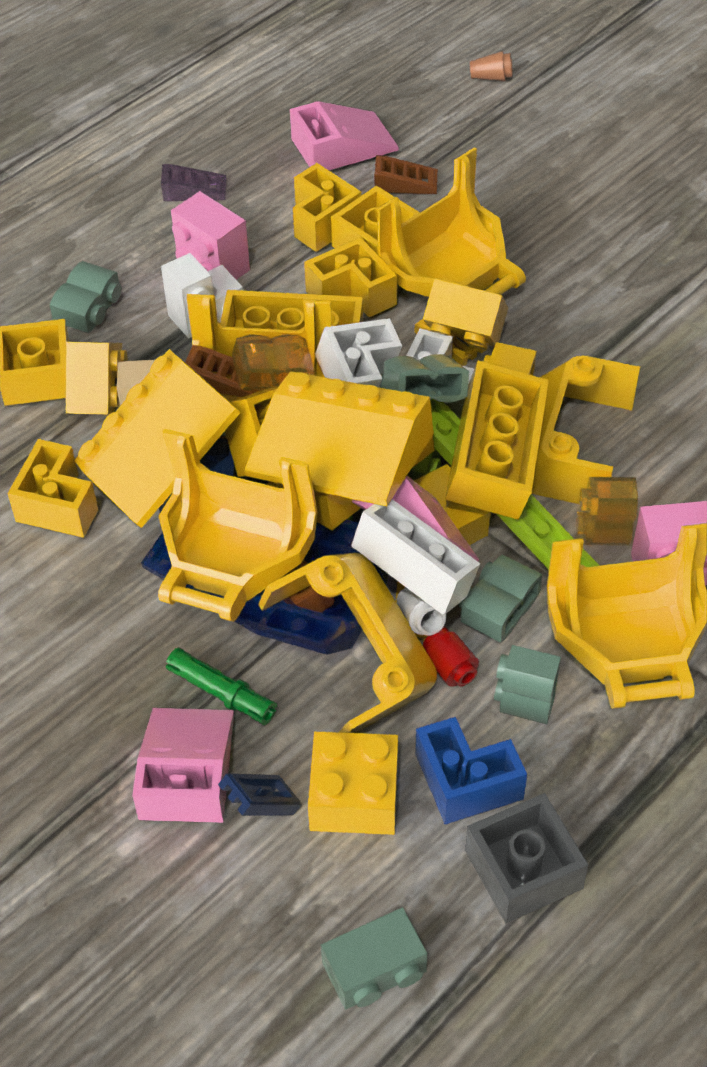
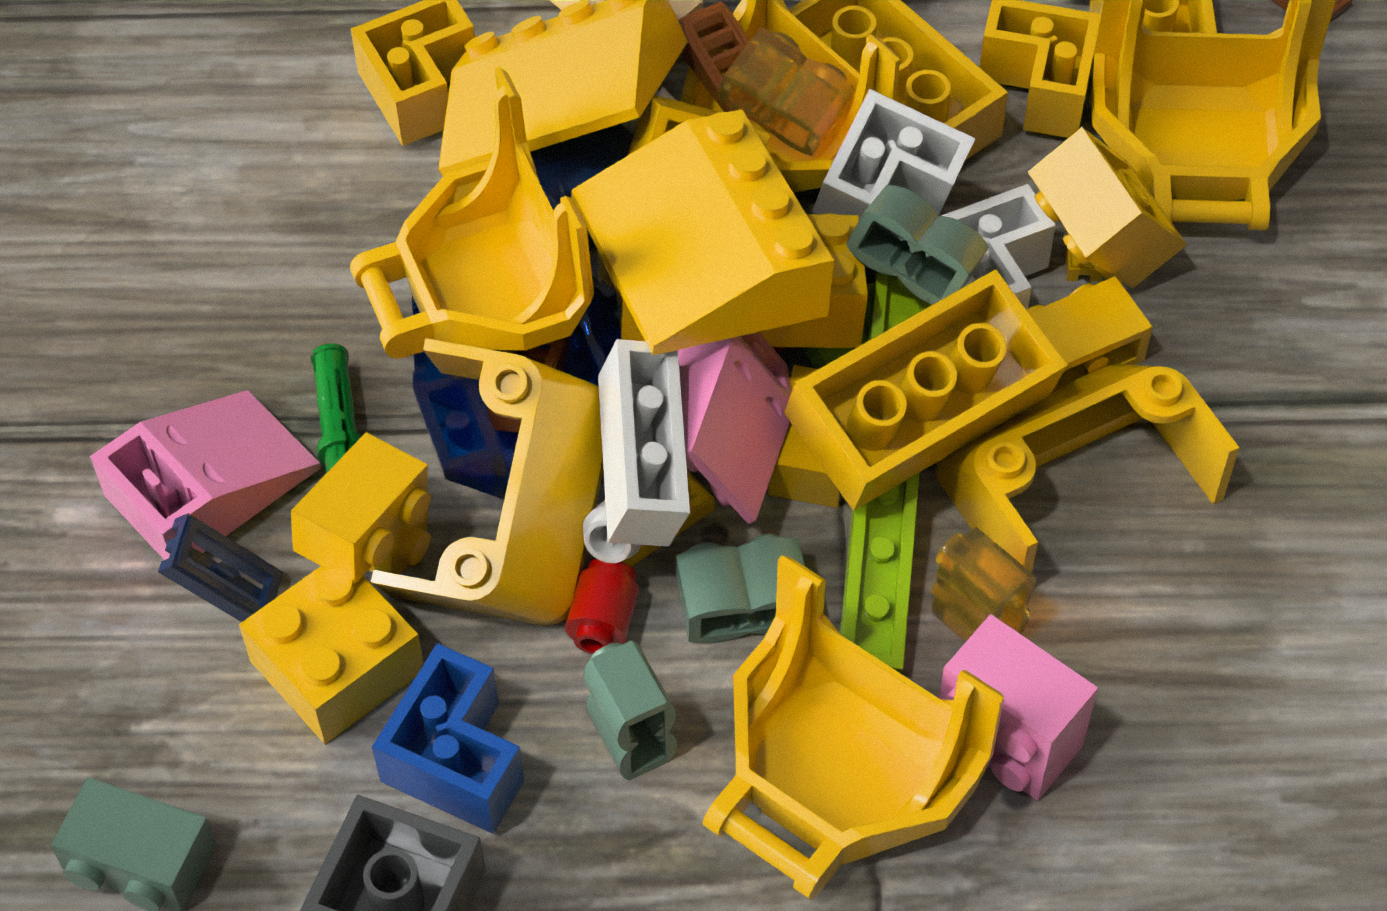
camera: 45 degrees right, 5 degrees up
(307, 699) = (366, 512): none -> yellow brick

